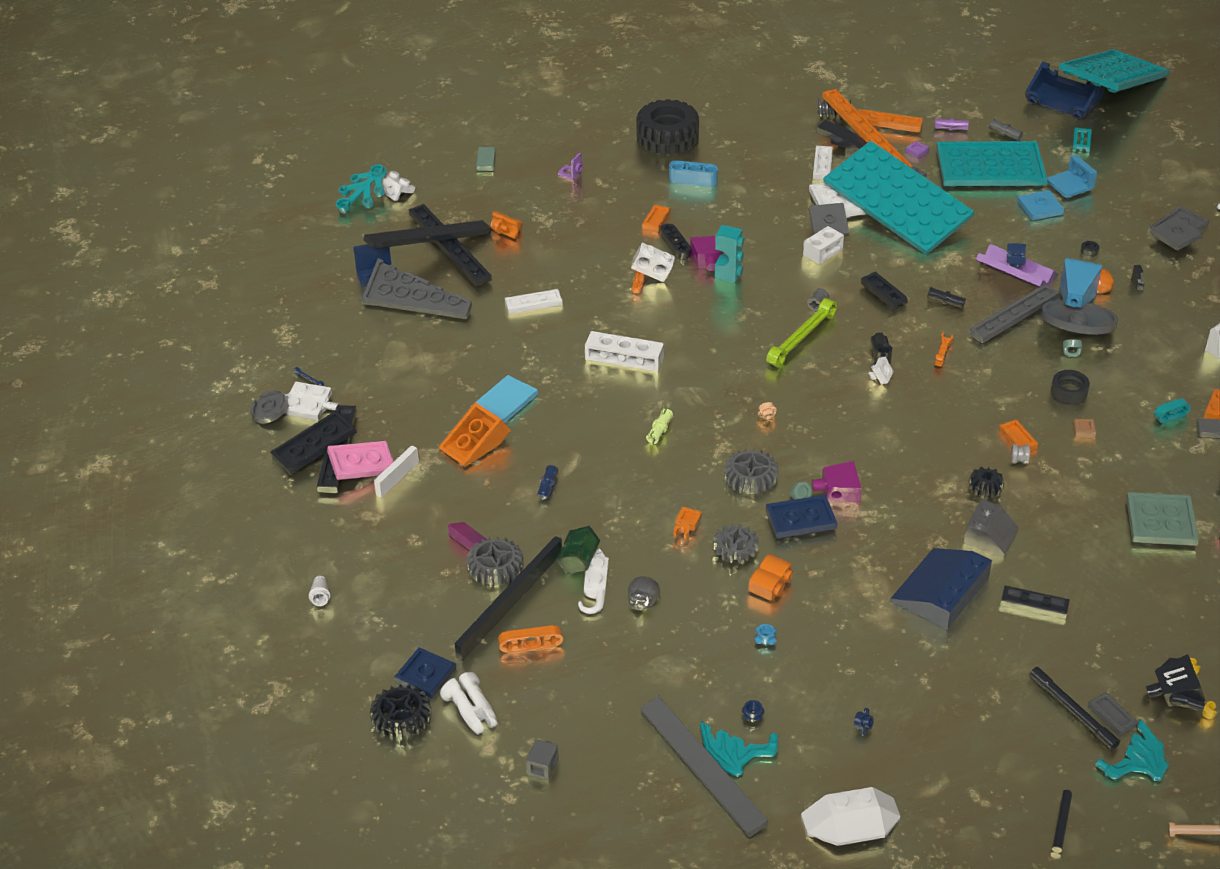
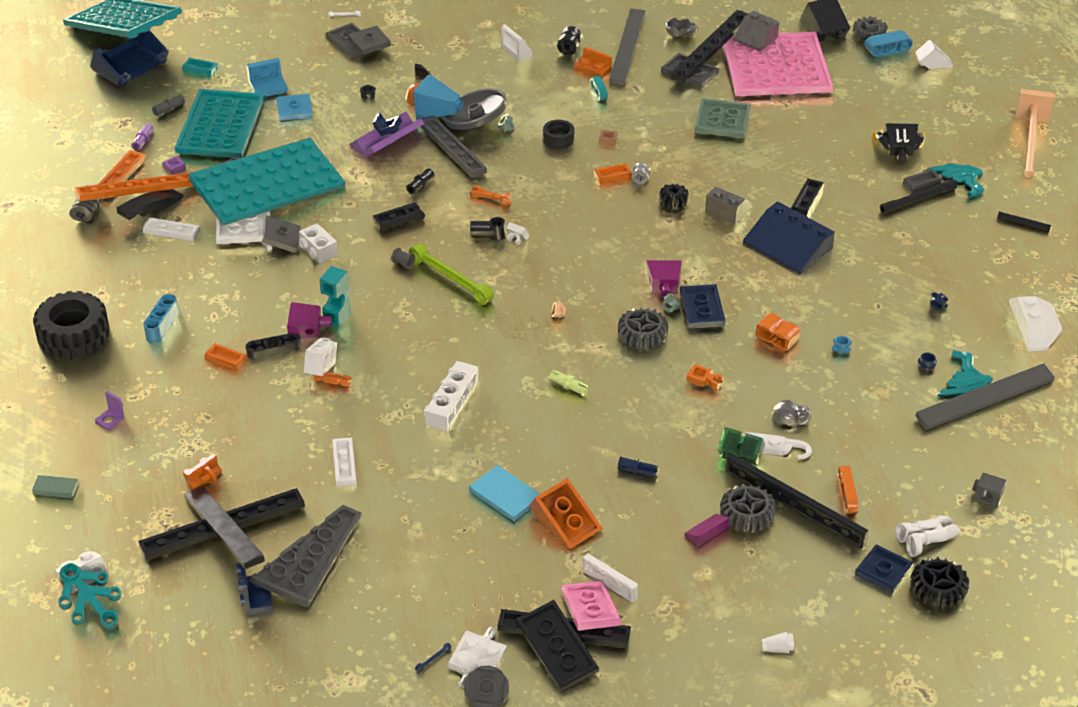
camera: 85 degrees left, 0 degrees up
(735, 543) = (734, 348): dark grey gear -> none

